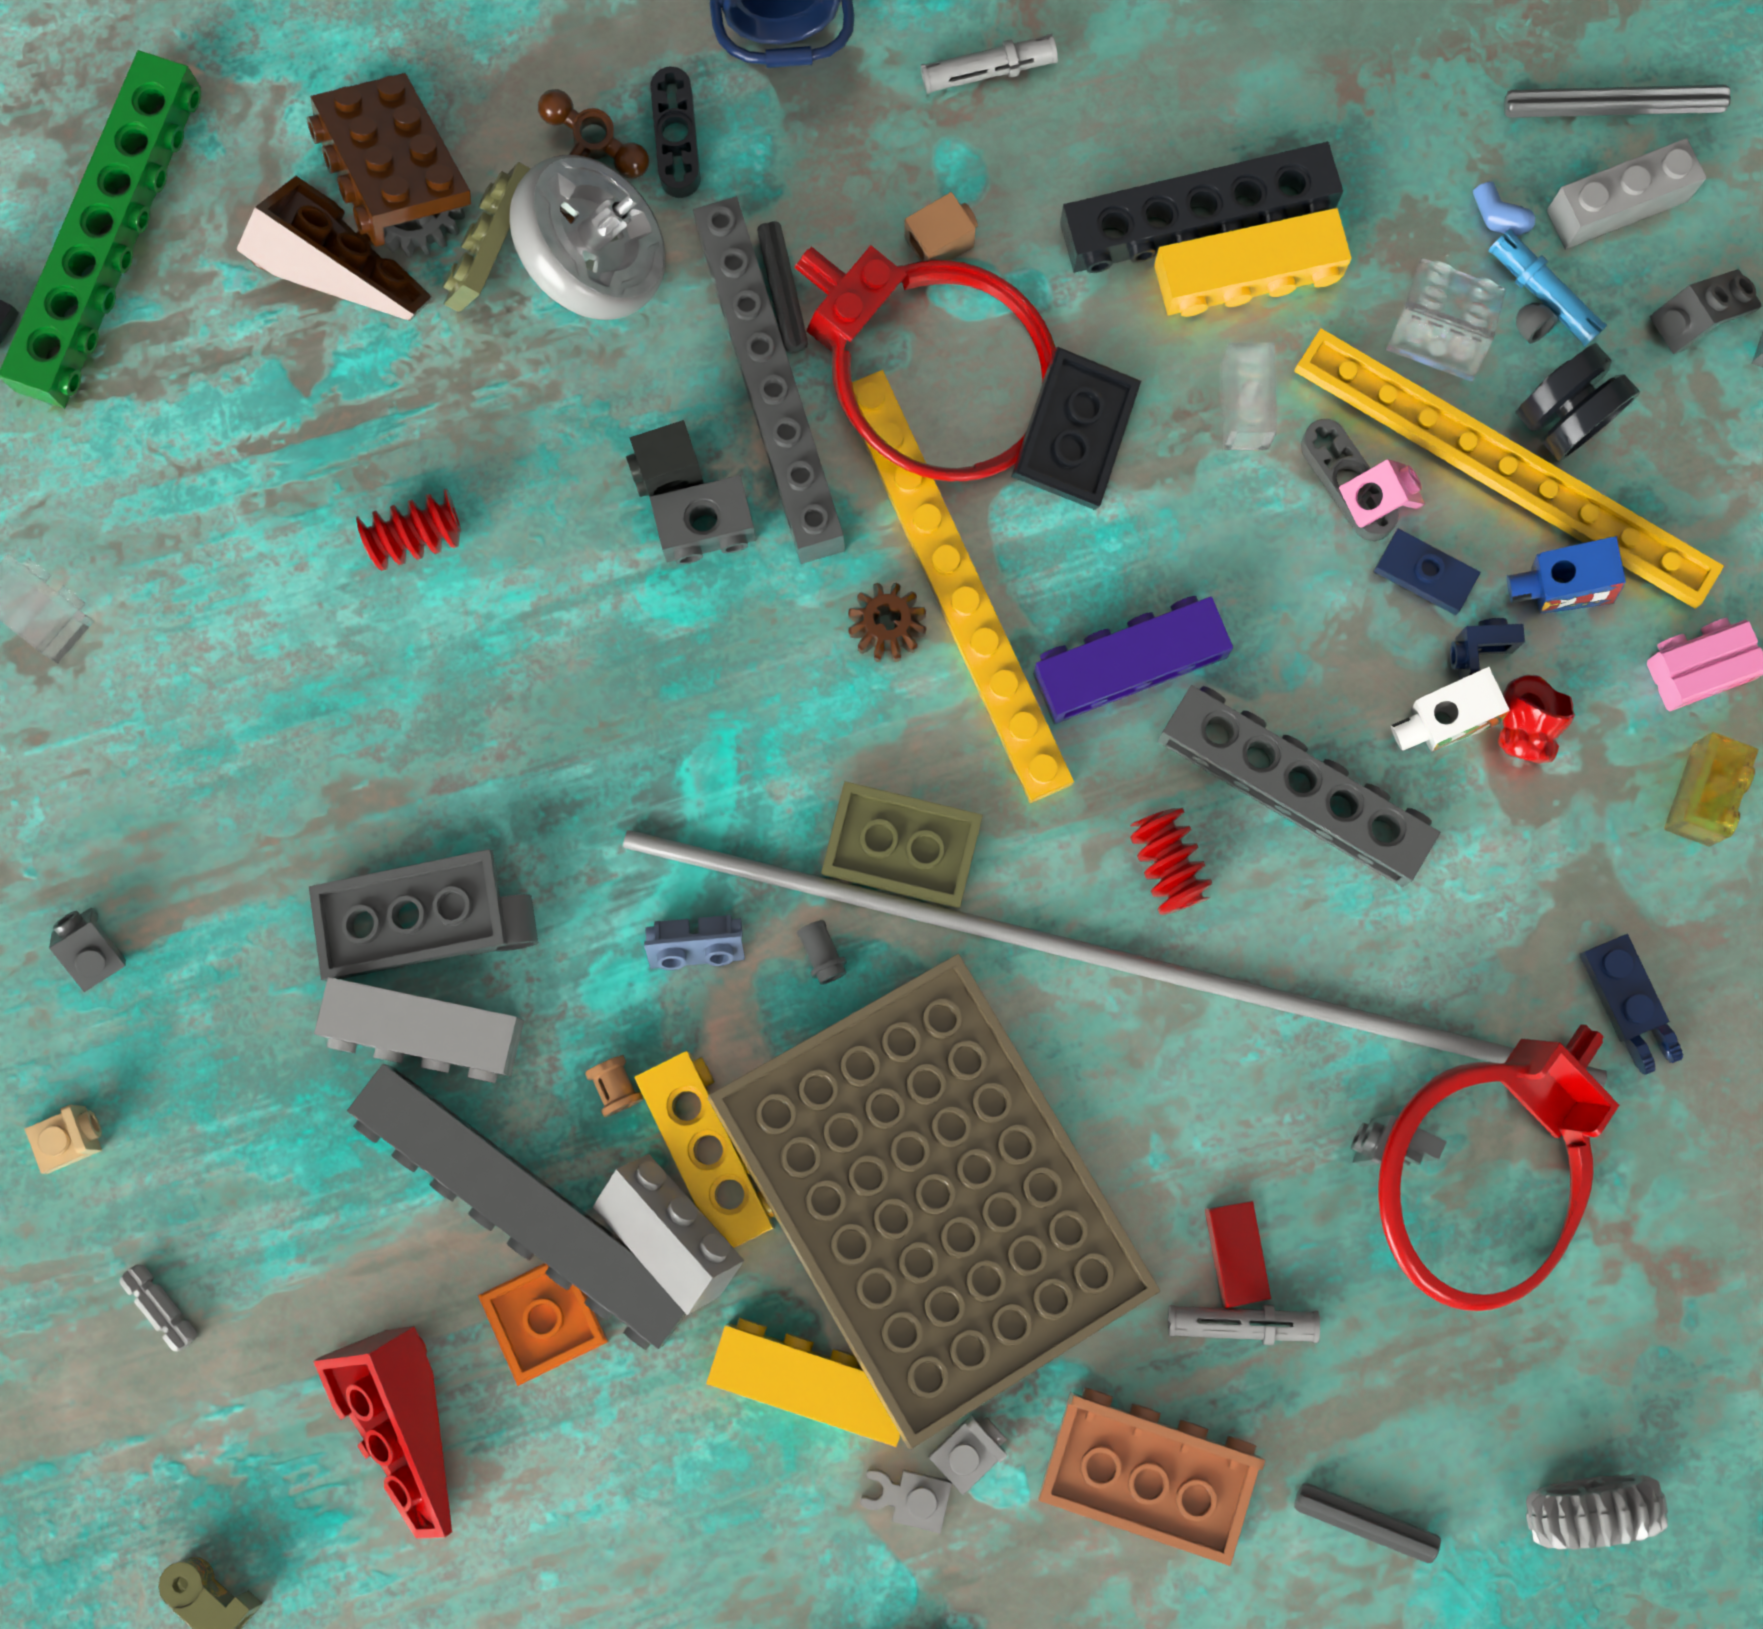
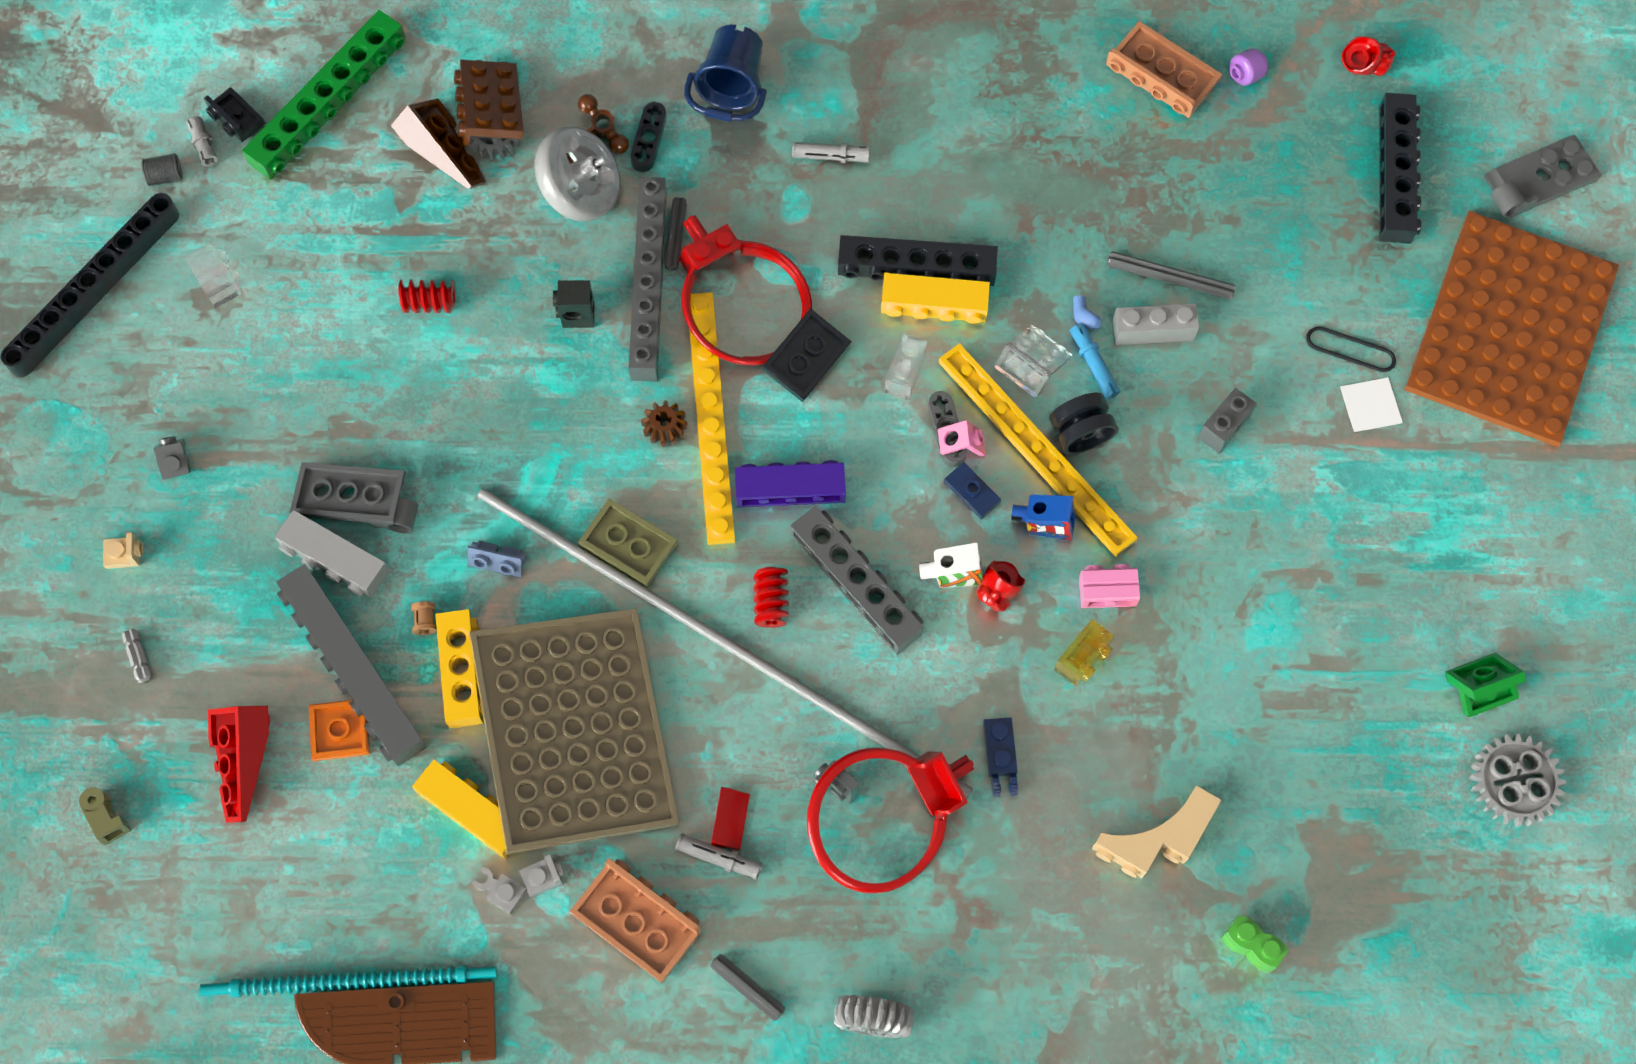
camera: 15 degrees right, 10 degrees down
(483, 241) = (520, 160): olive plate -> none
(668, 1233) = (421, 701): light grey brick -> none
(679, 509) = (574, 330): dark grey brick -> none
(822, 952) = (563, 588): dark grey pin -> none
(941, 229) = (771, 229): medium nougat brick -> none
(1490, 637) = (991, 535): dark blue bracket -> none
(1535, 321) = (1081, 377): dark grey hinge -> none
(1703, 307) = (1179, 395): dark grey bracket -> none

